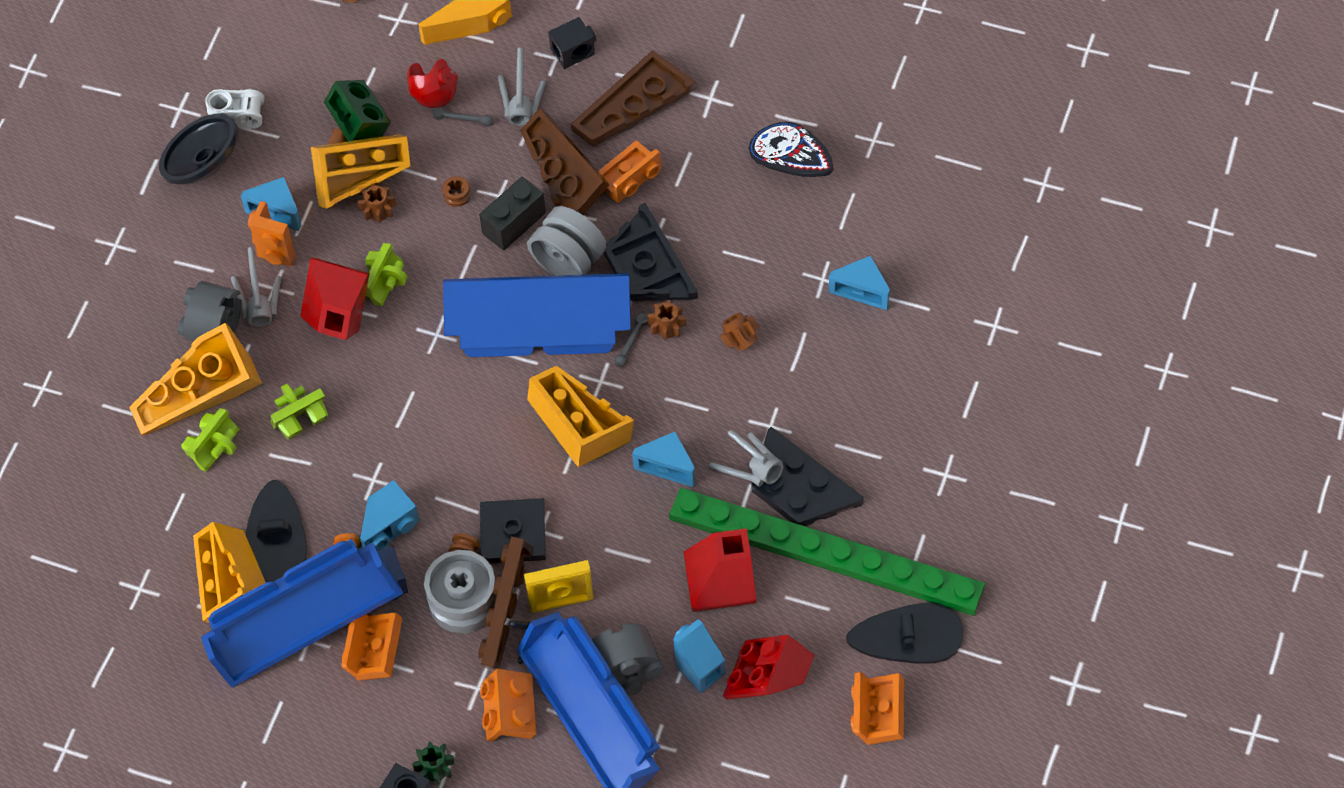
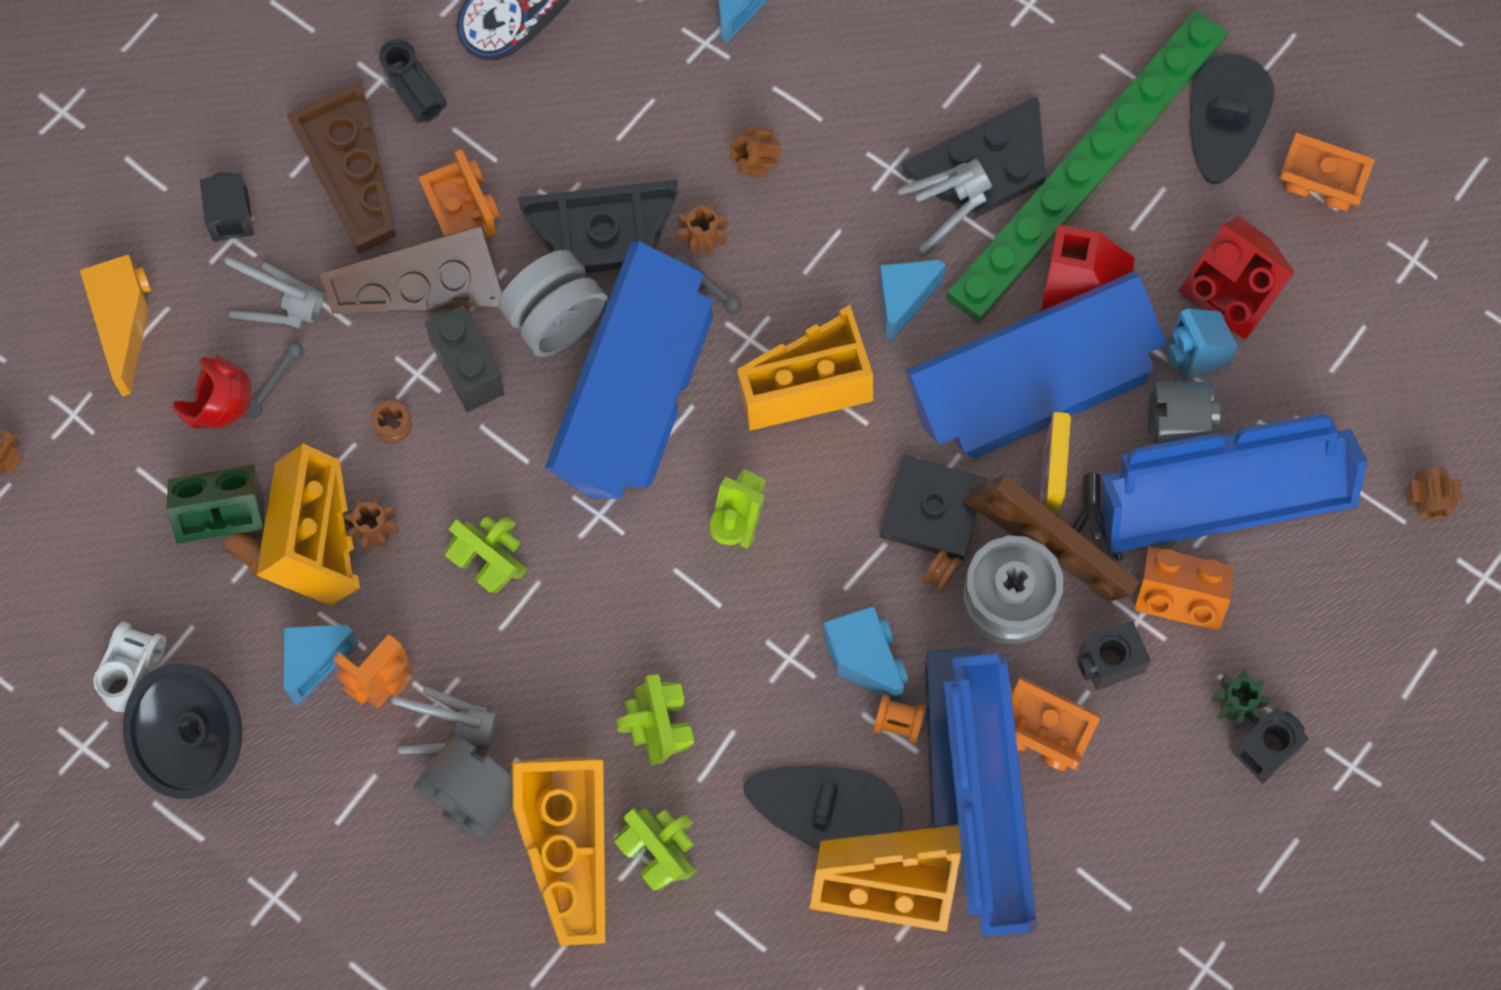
camera: 75 degrees left, 10 degrees up
(334, 298) = (510, 620): red slope -> none
(440, 684) = (1122, 640): none -> black brick
(460, 404) = (737, 509): none -> lime hips
(638, 558) = (1037, 367): none -> blue slope
(707, 111) = (410, 82): none -> black piece

